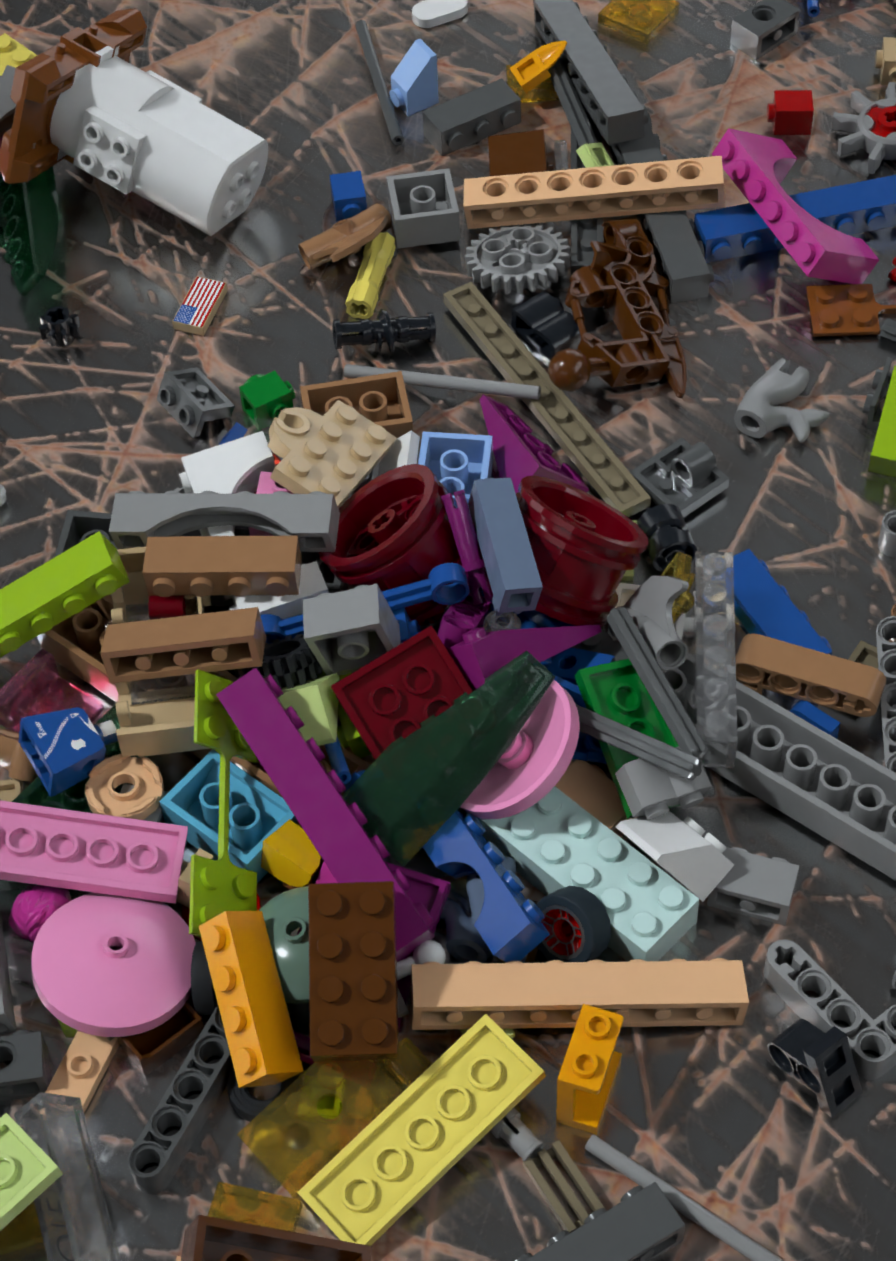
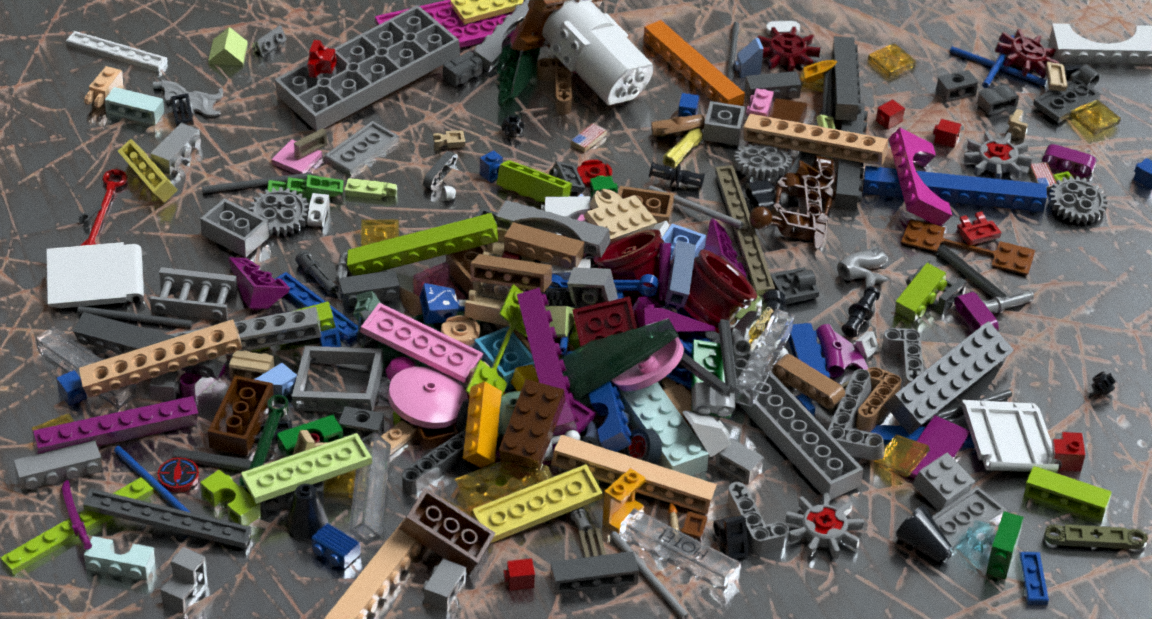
camera: 15 degrees right, 10 degrees down
(52, 418) = (490, 166): none -> blue brick
(91, 199) = (554, 70): none -> medium nougat beam
(140, 428) = (531, 182): none -> lime brick
(231, 357) = (593, 166): none -> red tile
(323, 118) = (692, 64): none -> orange brick
(468, 155) = (760, 103): none -> bright pink brick
(469, 42) = (788, 49): none -> dark red gear
(684, 107) = (890, 114): none -> red brick
(693, 1071) = (672, 511): none -> tan piece
(735, 1135) = (680, 550): none -> clear brick
(737, 1070) = (695, 526): none -> dark orange bracket
(817, 495) = (860, 311): none -> black piece
(819, 588) = (838, 352): none -> magenta pin
(840, 29) = (997, 99): none -> dark grey brick
(857, 556) = (867, 344): none -> white tile

